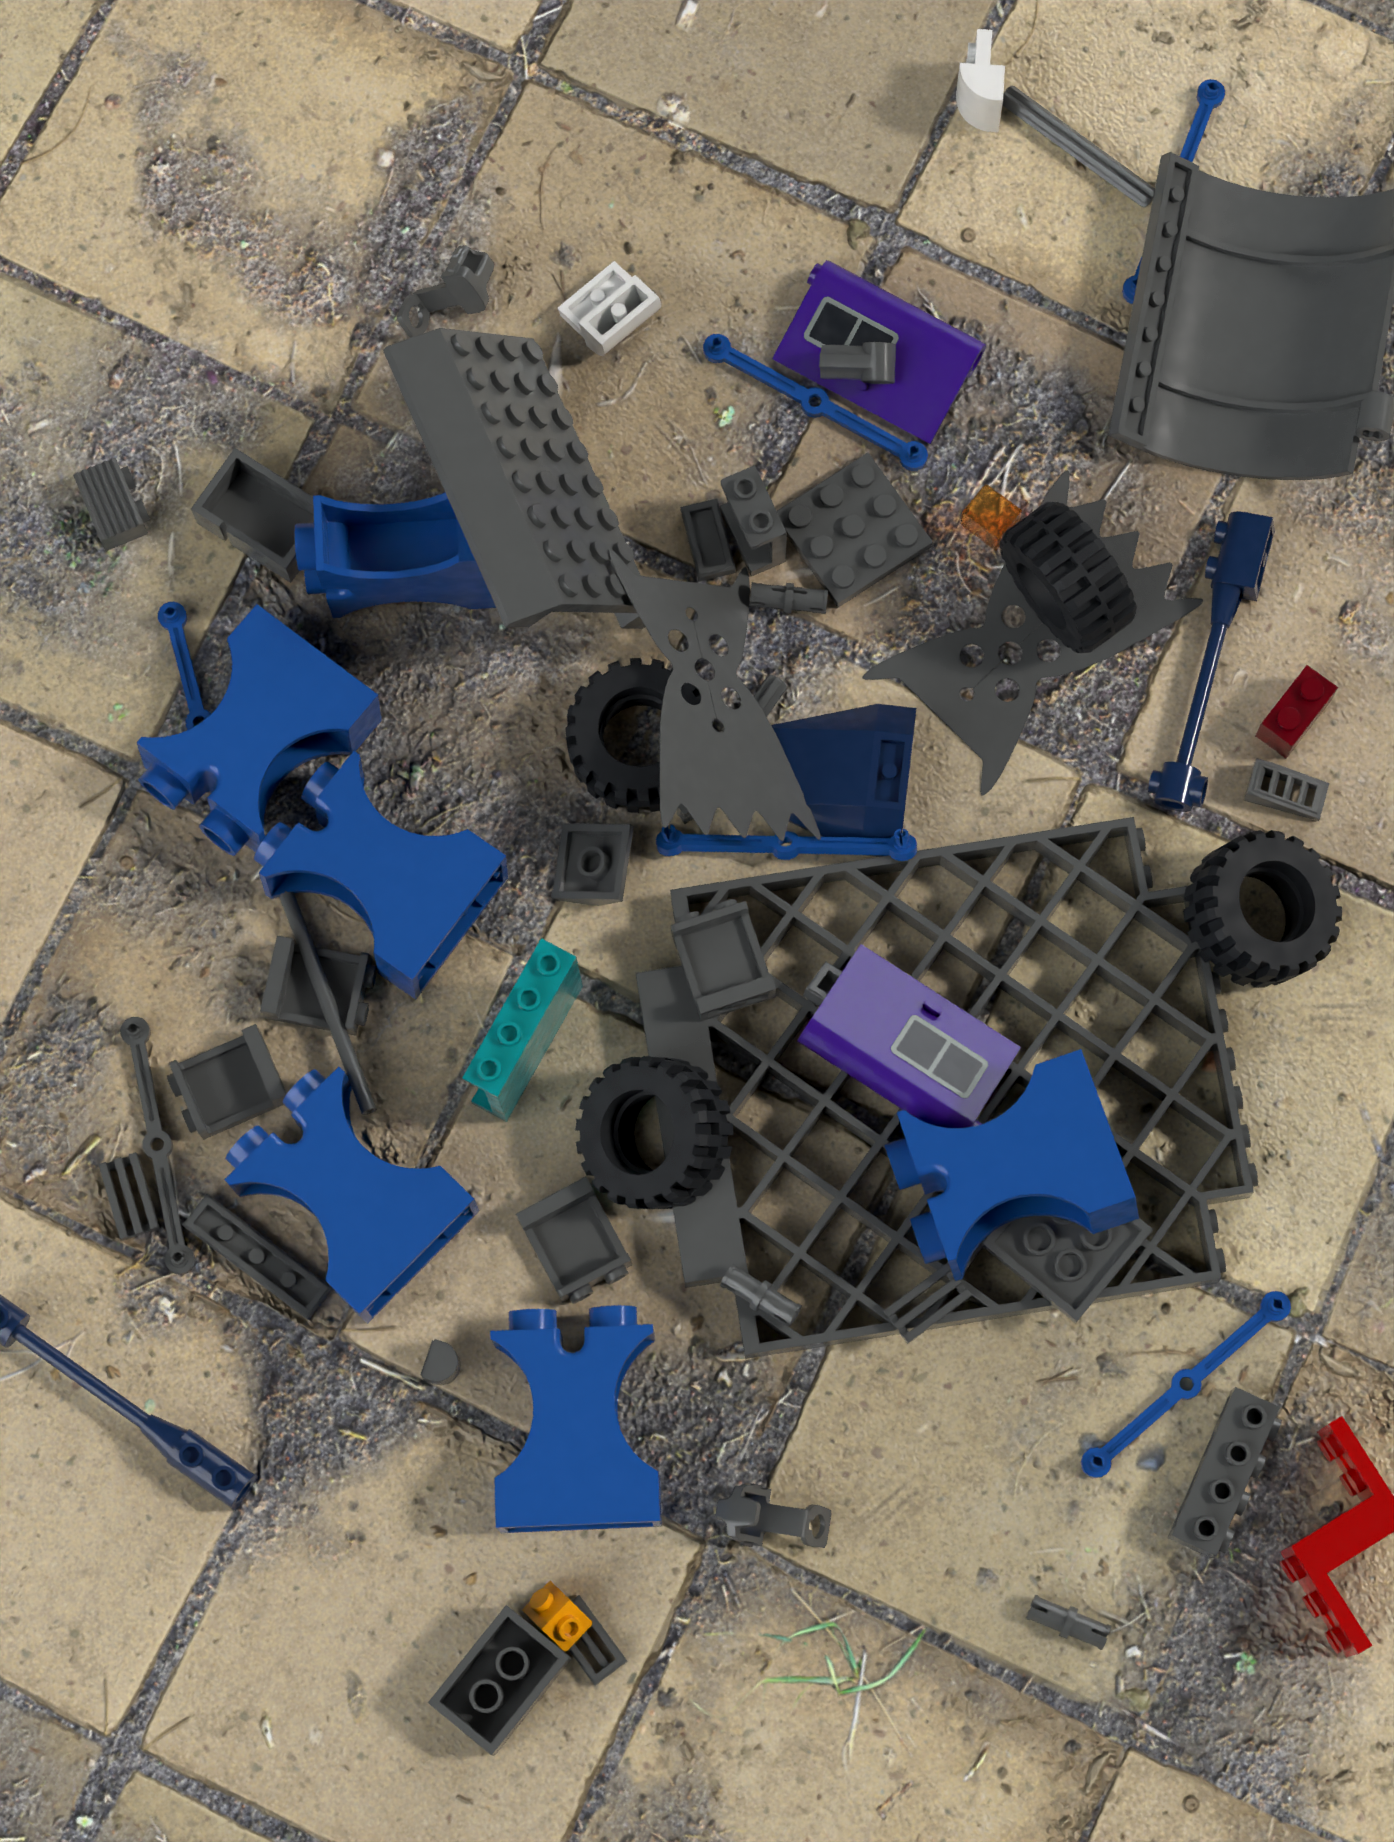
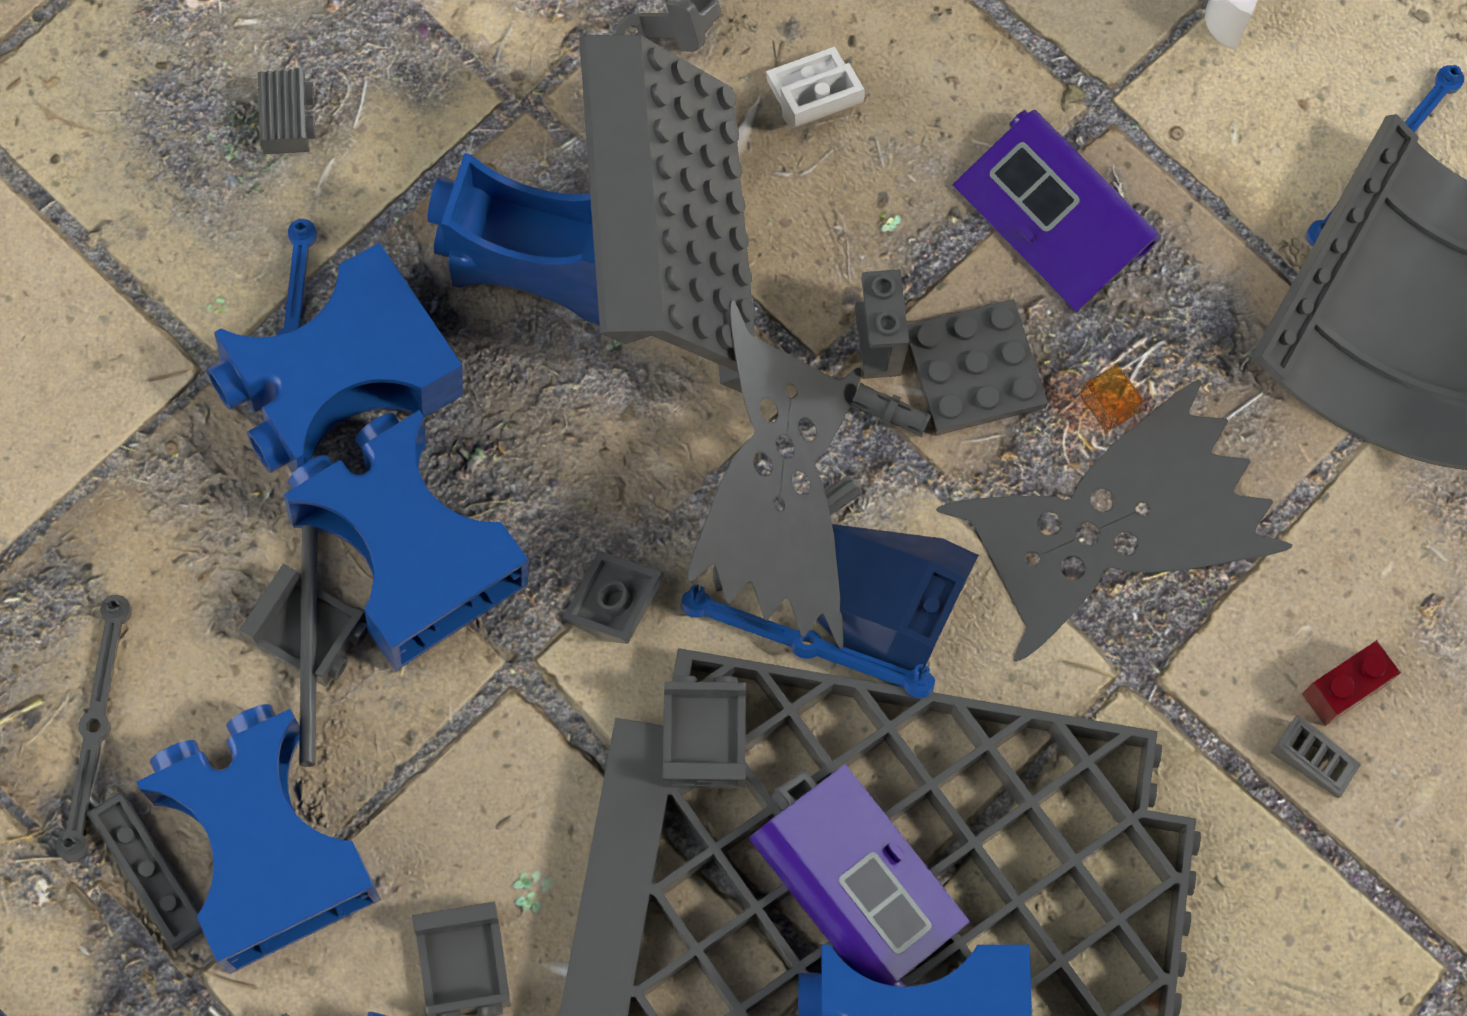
camera: 10 degrees right, 5 degrees down
(119, 1164) = (28, 793): dark grey tile -> none
(227, 1084) = (182, 690): dark grey panel -> none
(255, 512) = (408, 156): dark grey piece -> none
(524, 1029) = (484, 734): teal panel -> none
(587, 720) = (658, 458): black tyre -> none
(609, 1129) = (531, 874): black tyre -> none
(708, 540) = (833, 330): dark grey tile -> none
(869, 363) = (1043, 215): dark grey piece -> none
(911, 454) = (1055, 316): blue piece -> none
(1068, 577) = (1169, 476): black tyre -> none
(1078, 146) = (1308, 86): dark grey axle -> none
(1234, 577) = (1331, 533): dark blue bar -> none
(1303, 891) = (1302, 858): black tyre -> none

